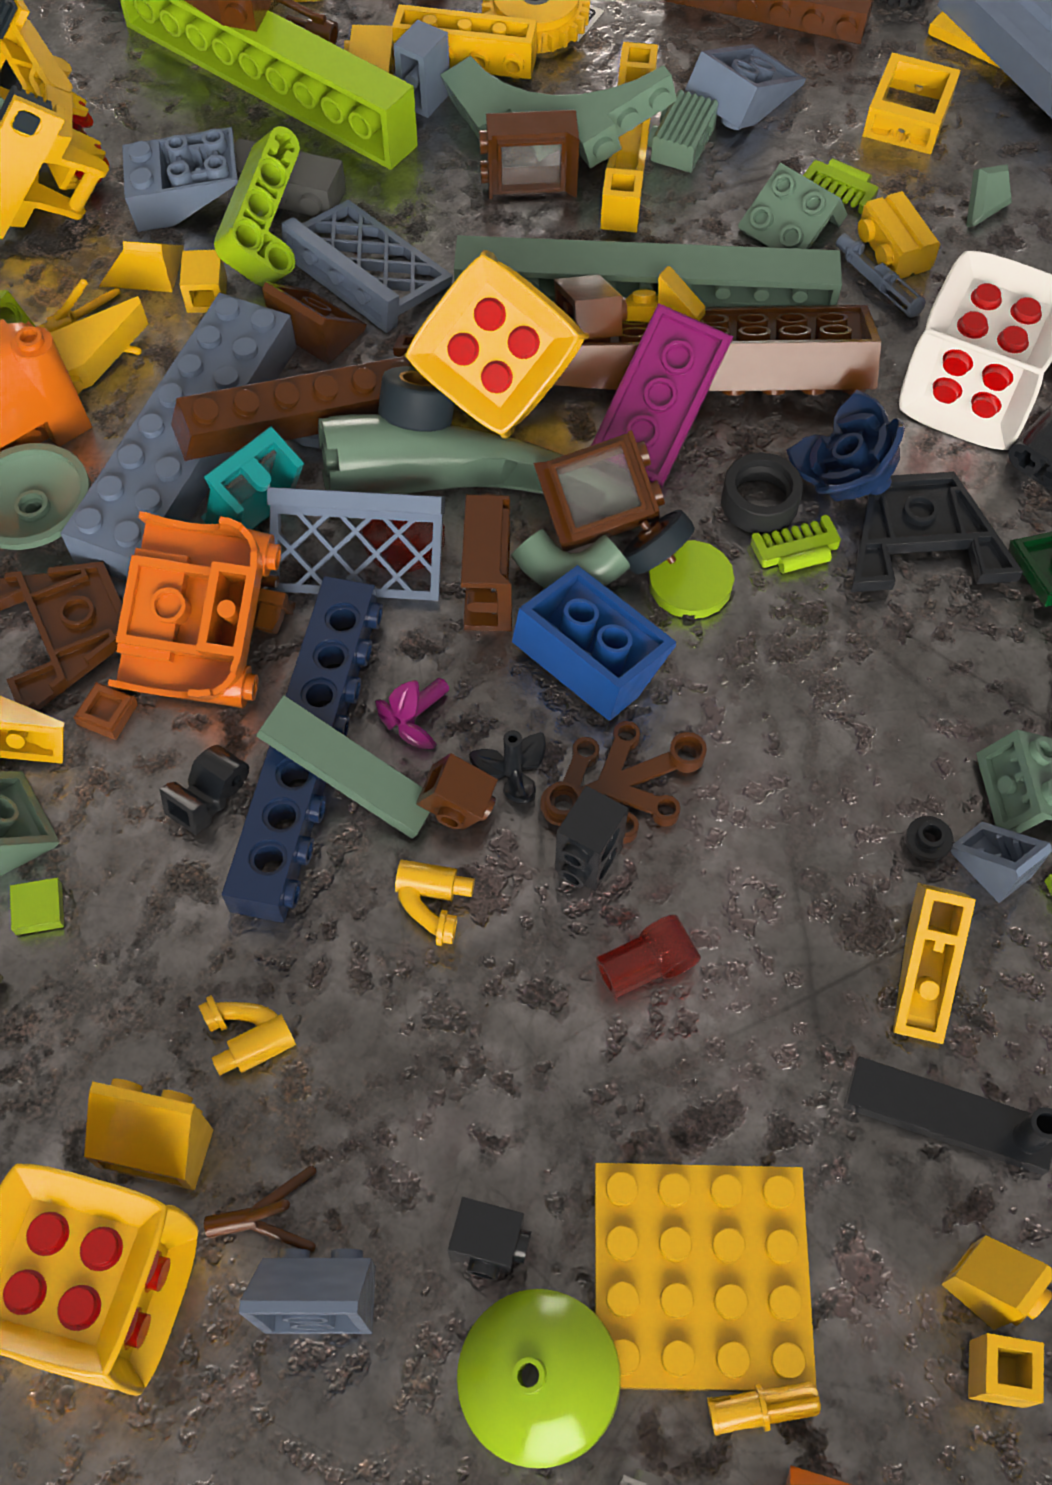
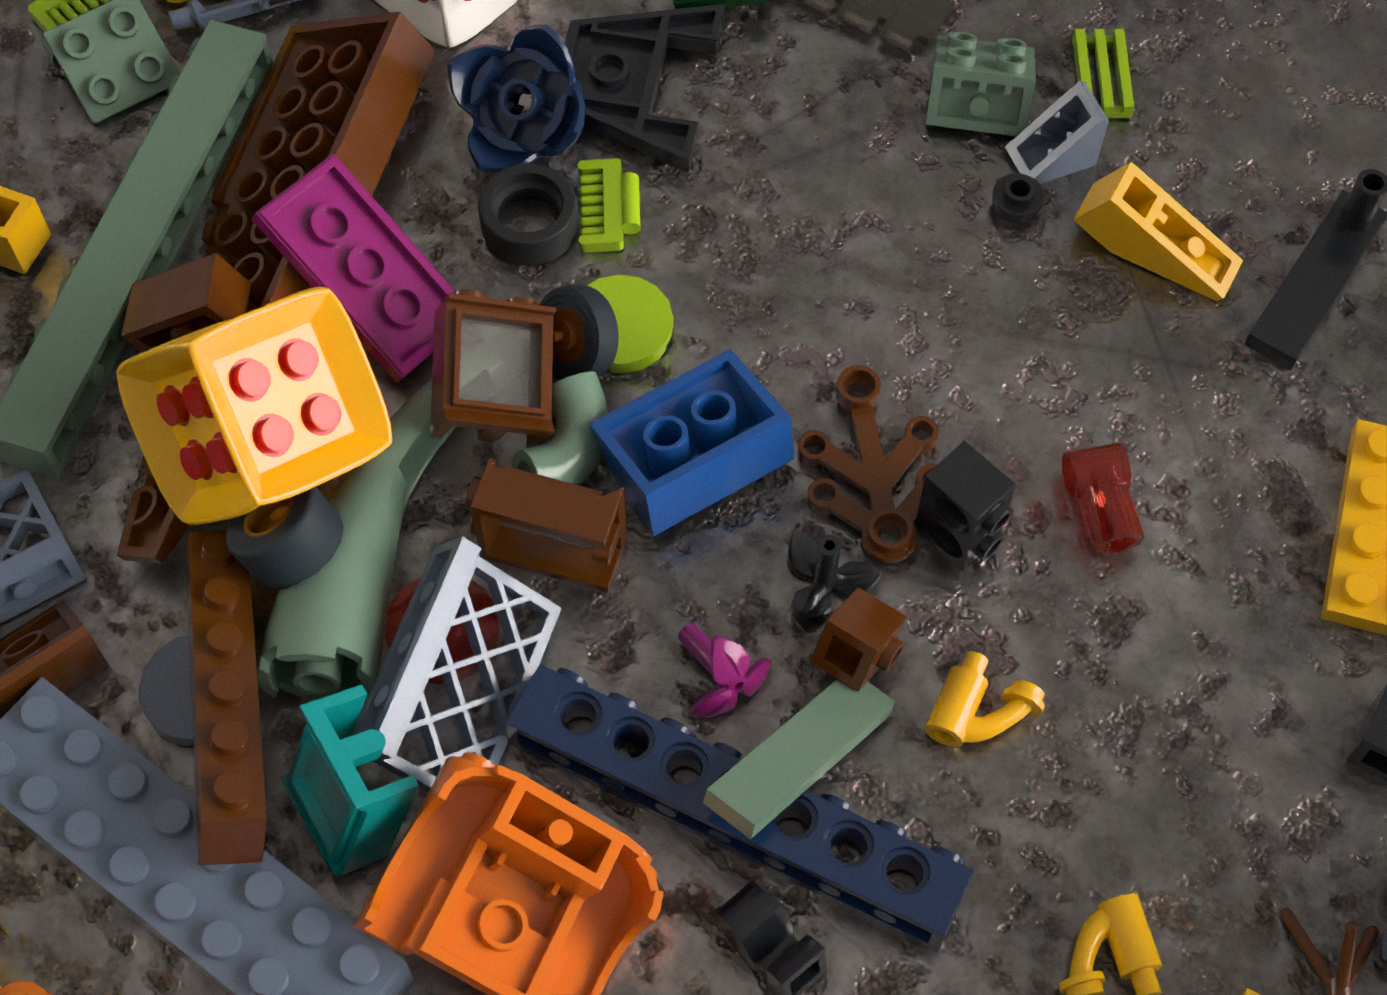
camera: 75 degrees left, 0 degrees up
(671, 293) = (213, 221): yellow slope -> none

